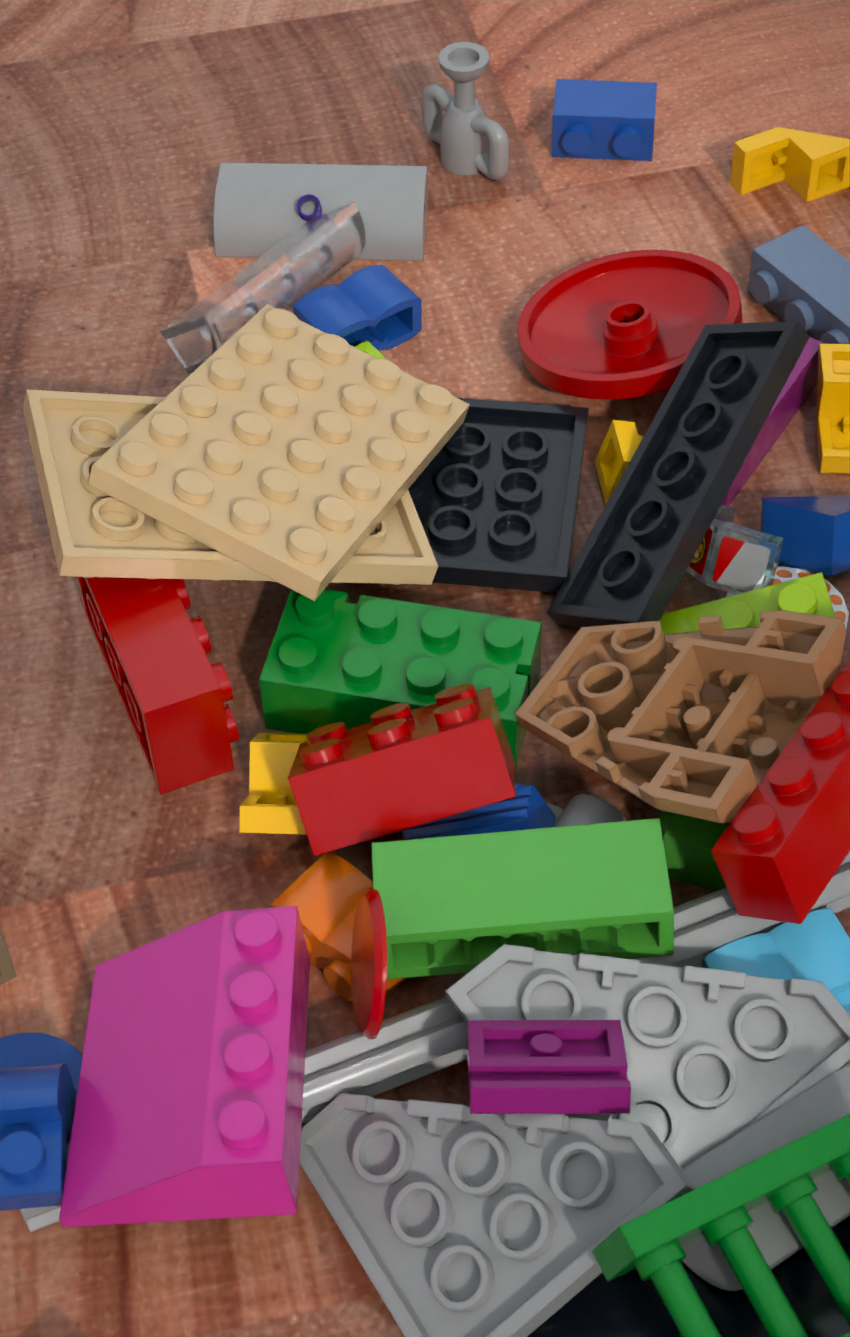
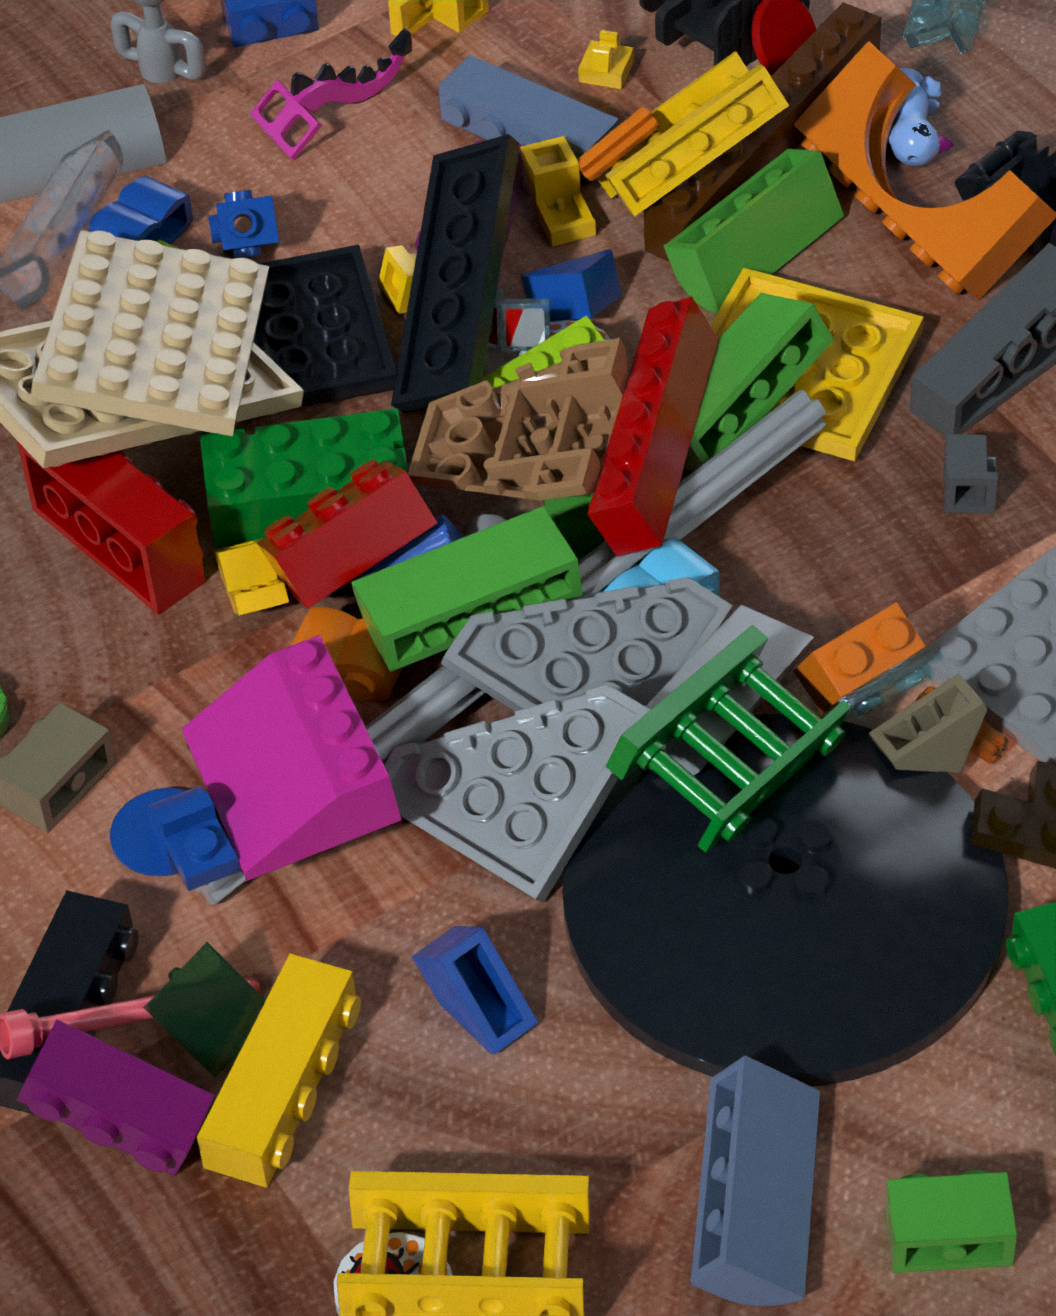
camera: 20 degrees left, 0 degrees up
(306, 198) = (61, 135): dark purple piece -> none
(369, 963) = (385, 655): red piece -> none
(488, 348) = (257, 210): none -> blue brick
(547, 1067) = (531, 677): magenta plate -> none
(623, 322) = (360, 169): red dish -> none
(626, 220) = (327, 87): none -> dark pink piece

